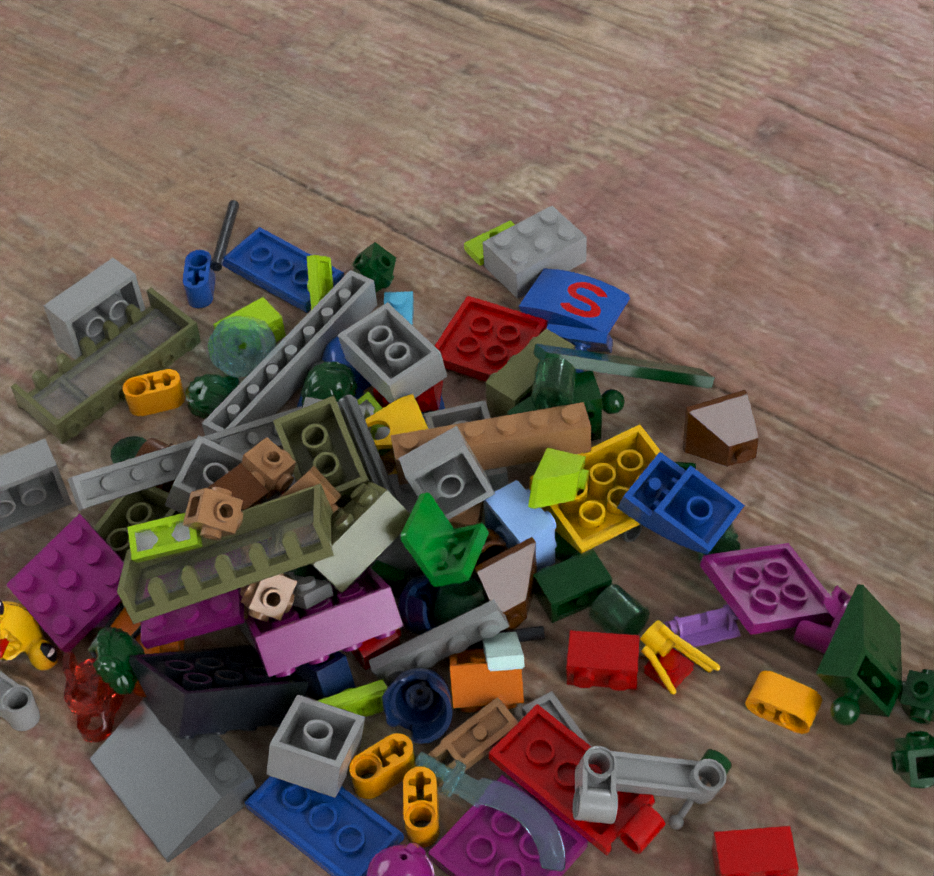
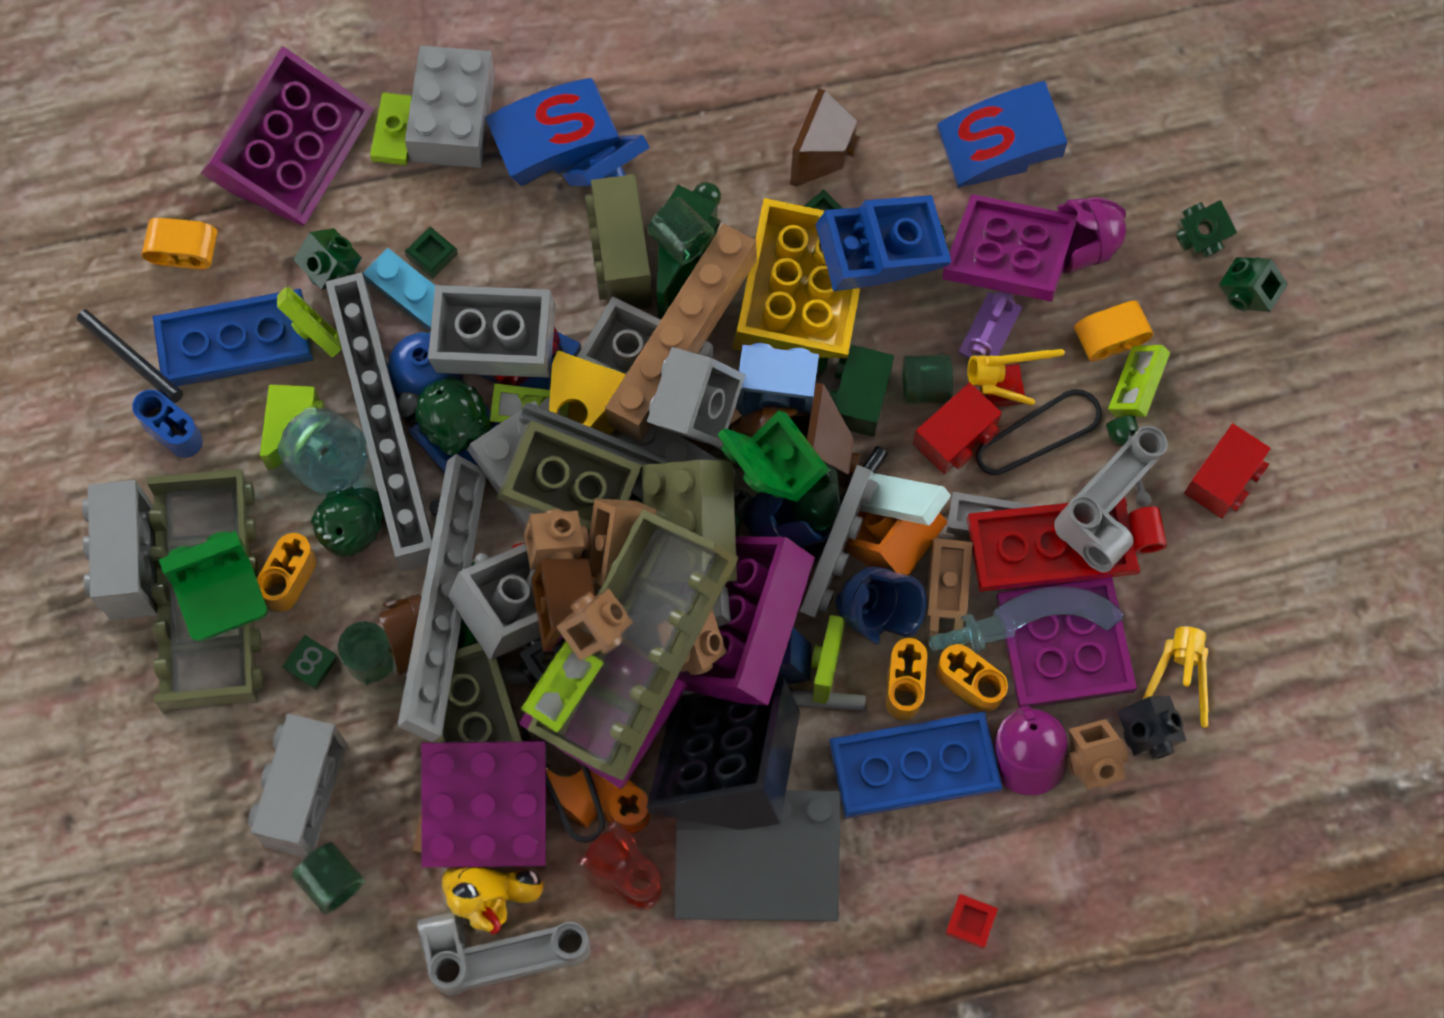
camera: 55 degrees left, 20 degrees up
(102, 445) = (310, 662): none -> dark green tile
(107, 356) = (215, 585): none -> green bracket
(113, 655) = (627, 816): dark green hair -> none
(315, 746) = (859, 717): light grey brick -> none
(317, 207) = (179, 243): none -> light orange beam
(432, 200) = (288, 138): none -> magenta slope
(433, 313) = (431, 252): none -> dark green tile
(485, 337) = (520, 233): red plate -> none
(557, 478) = (775, 312): lime slope -> none
(627, 366) = (686, 156): tile -> none
(655, 733) = (1049, 448): none -> black piece
(772, 743) = (1139, 381): none -> lime piece
(853, 528) = (1002, 135): none -> blue slope
(863, 660) = (1148, 247): dark green slope -> none

